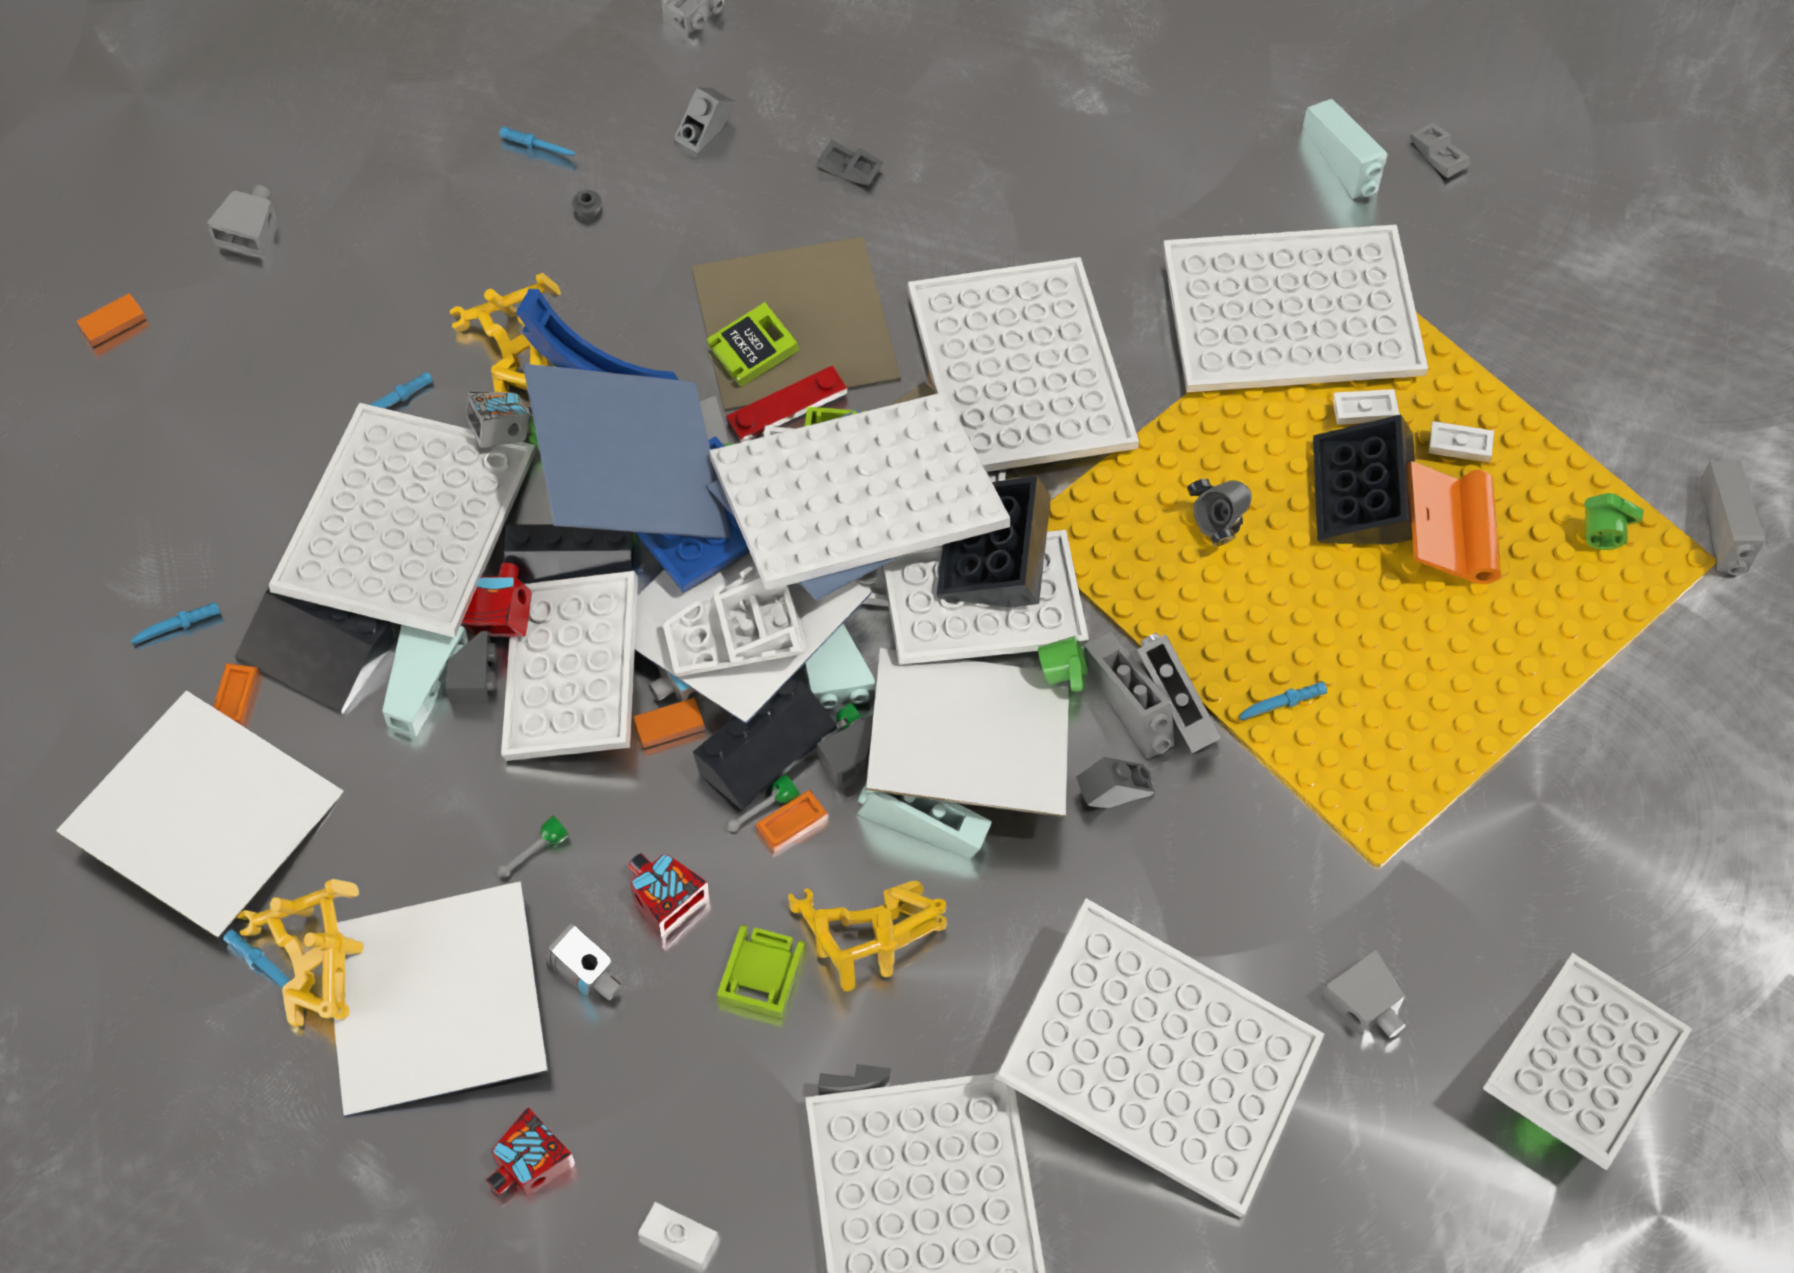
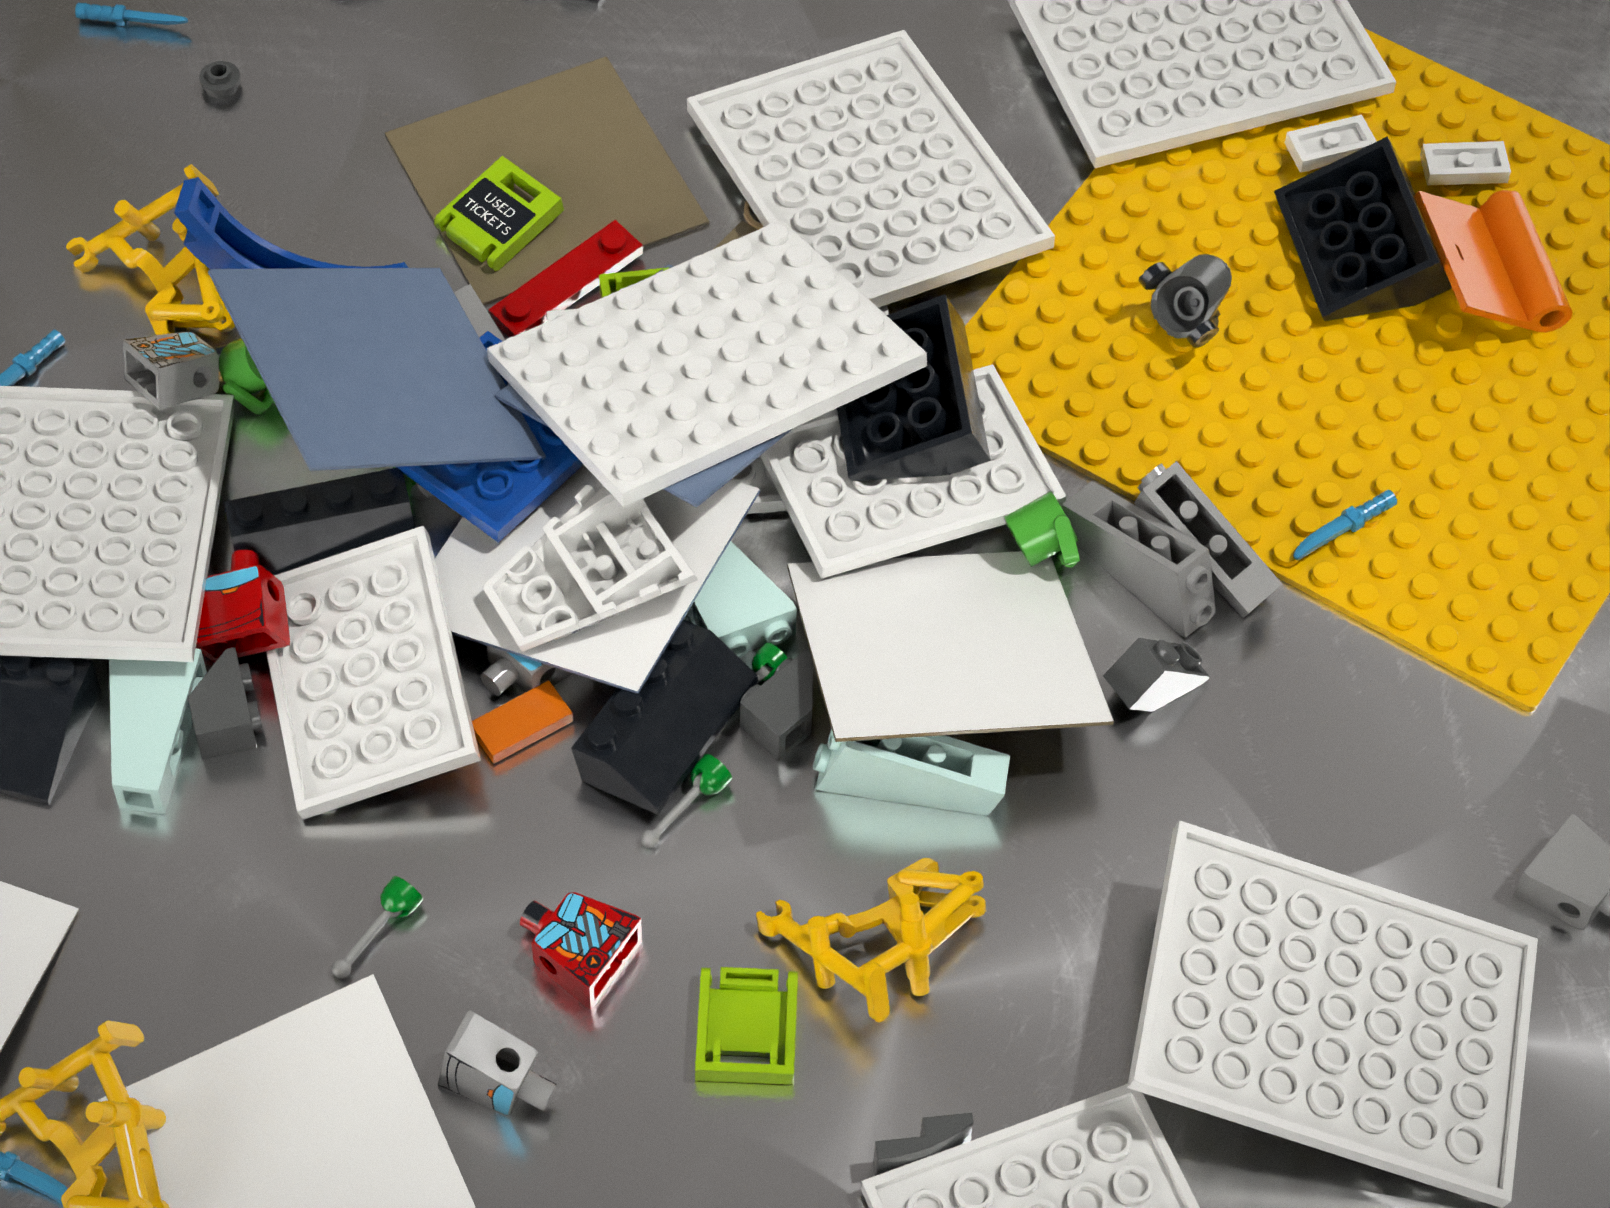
camera: 15 degrees left, 5 degrees down
(791, 821) = (730, 816): orange tile -> none

